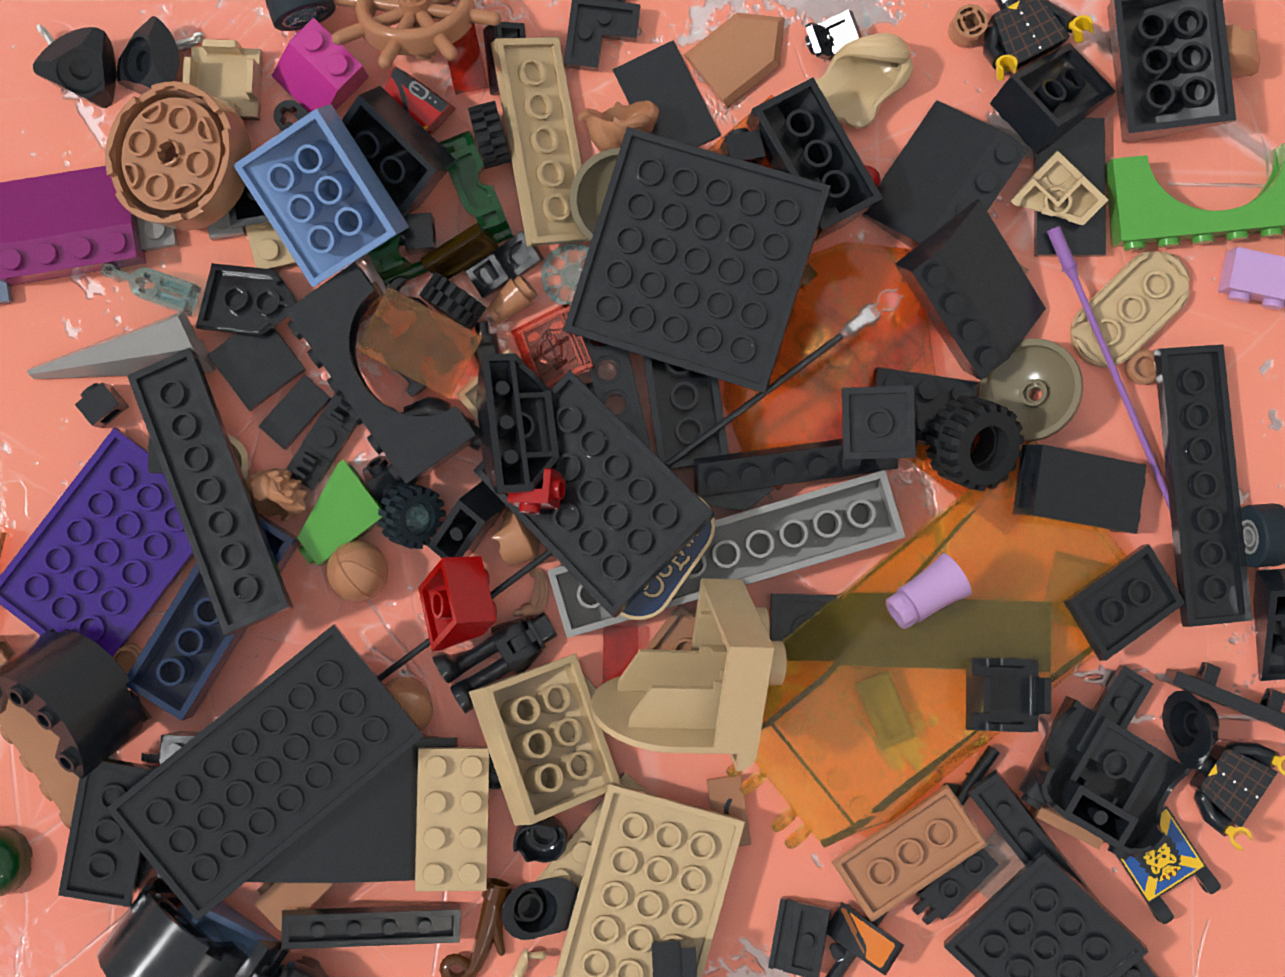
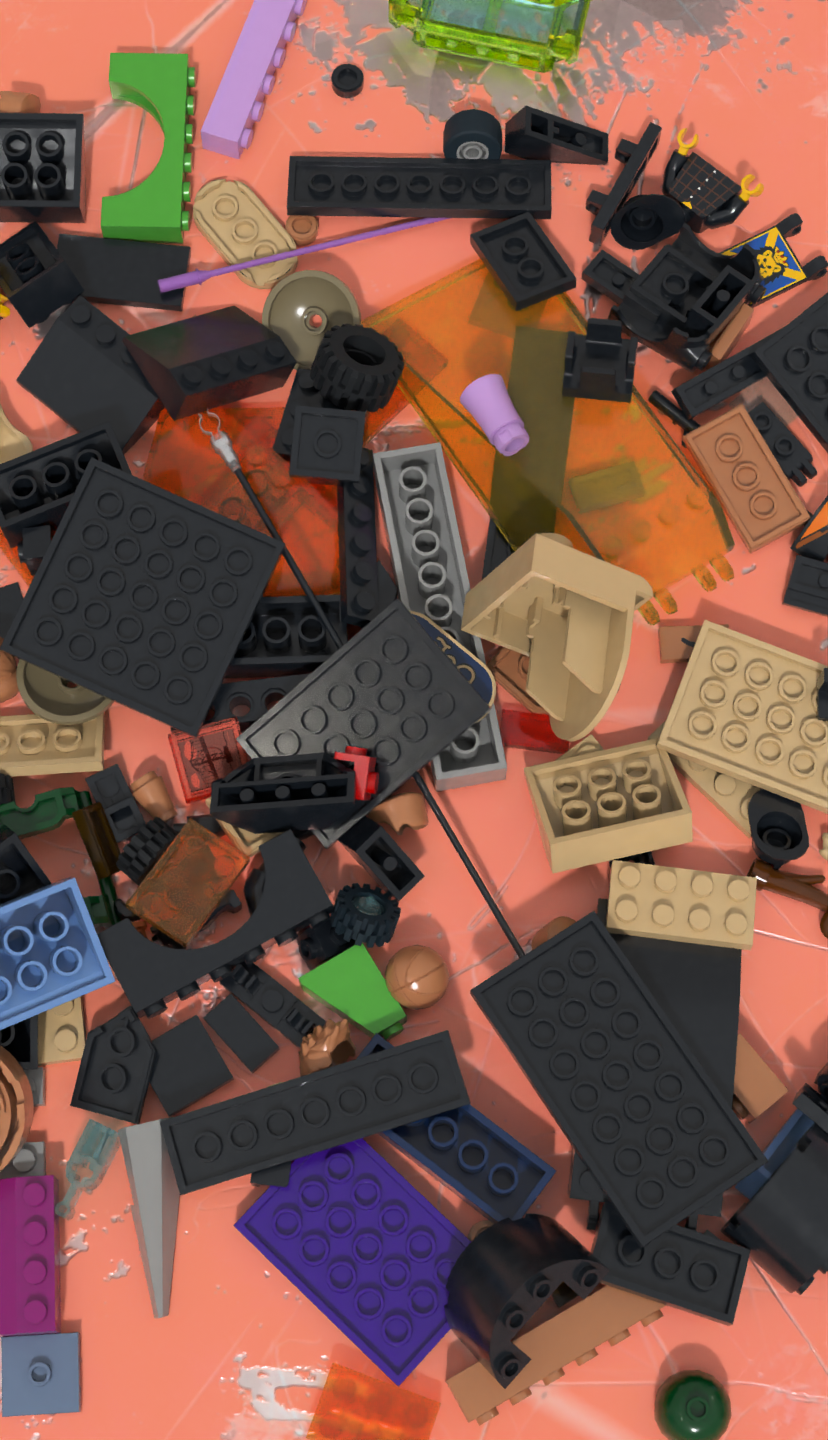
camera: 85 degrees left, 15 degrees down
(101, 404) = (205, 1238): black plate -> none
(370, 926) = (786, 1001): black plate -> none
(421, 234) = (82, 872): black plate -> none
(457, 601) = (460, 874): red slope -> none
(515, 641) = (509, 829): black piece -> none
(539, 596) = (463, 805): nougat piece -> none
(541, 841) = (710, 823): black hair -> none
(568, 274) = (137, 739): clear light blue wheel -> none
(1060, 192) = (124, 276): tan slope -> none
(1079, 488) = (410, 287): black panel -> none

